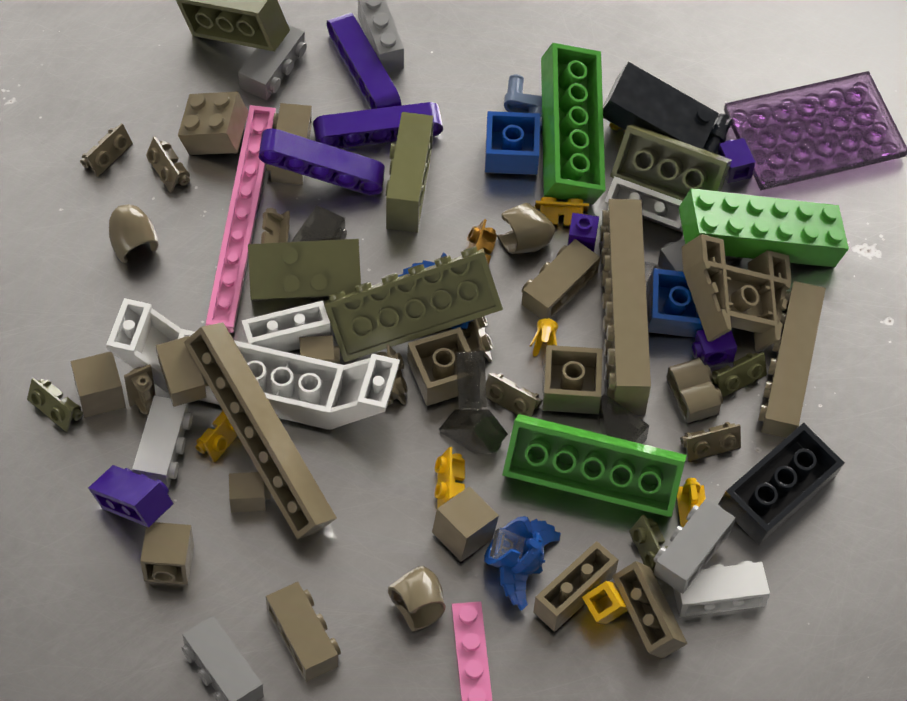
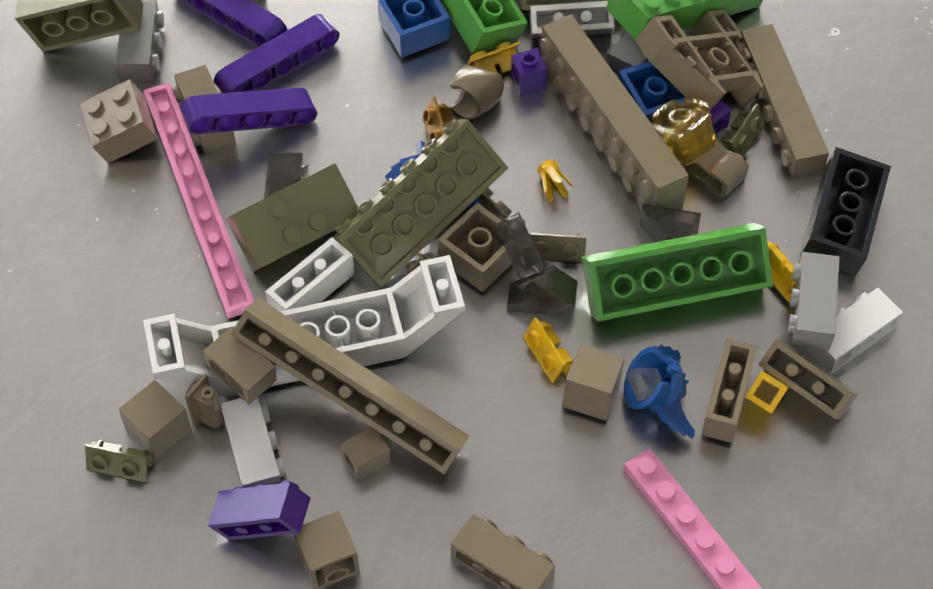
camera: 25 degrees left, 0 degrees up
(108, 150) = (26, 187): dark tan hinge -> none
(130, 228) = (97, 257): dark tan piece -> none
(162, 159) = (90, 181): dark tan hinge -> none
(217, 440) = (305, 418): yellow hinge -> none
(276, 225) = (238, 190): dark tan hinge -> none
(319, 348) = (351, 284): dark tan brick -> none
(409, 172) = (337, 85): olive brick -> none
(418, 597) = (592, 473): dark tan piece -> none
(560, 280) = (533, 122): dark tan brick -> none
(572, 379) = (604, 204): dark tan brick -> none
(647, 539) = (764, 321): olive hinge -> none
(677, 346) = (685, 128): none -> clear yellow brick
(716, 441) = (762, 200): dark tan hinge -> none

